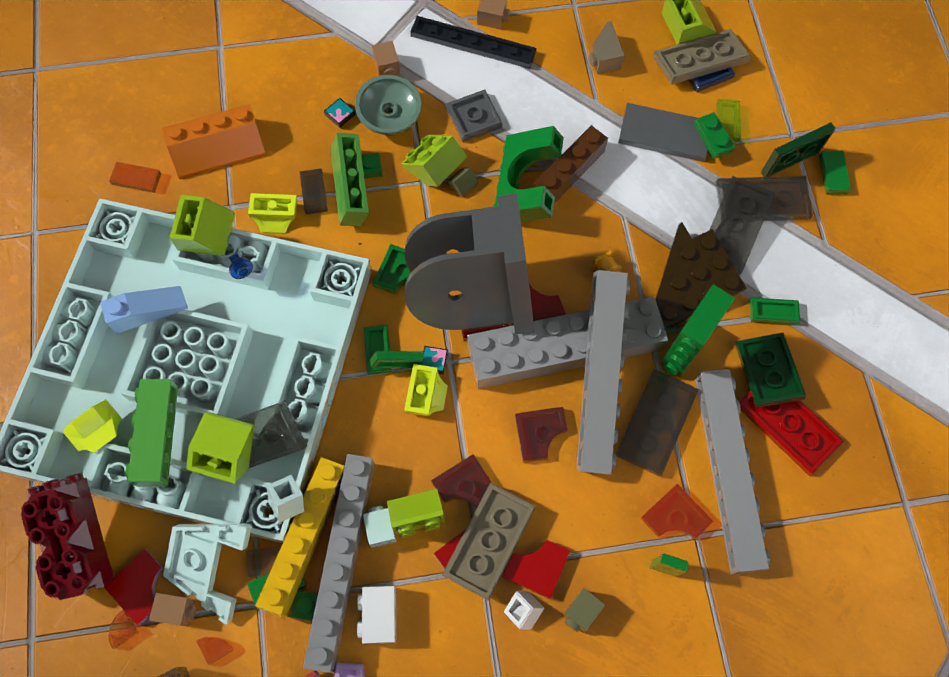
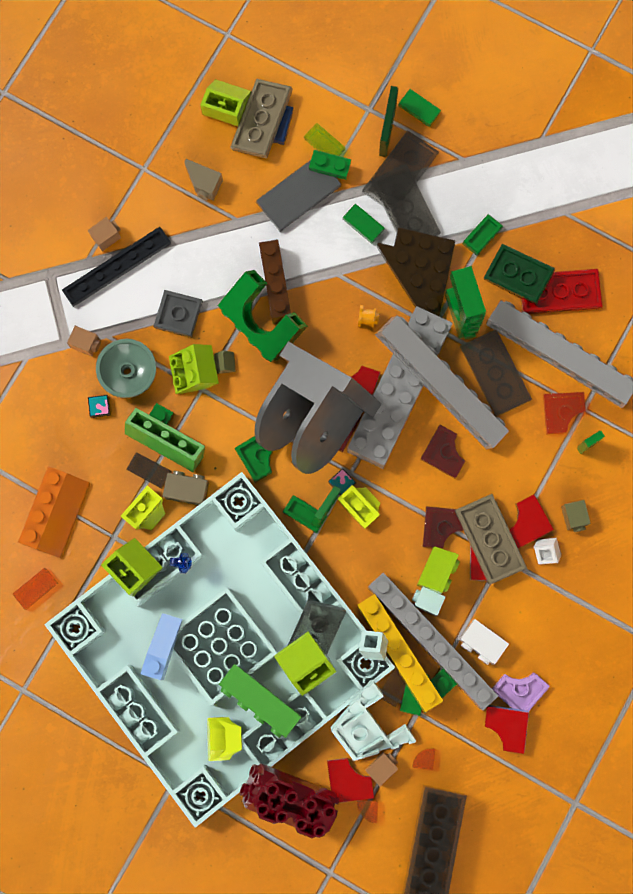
camera: 45 degrees left, 10 degrees up
(318, 229) = (185, 489): none -> dark tan brick
(688, 202) = (363, 223): none -> green tile

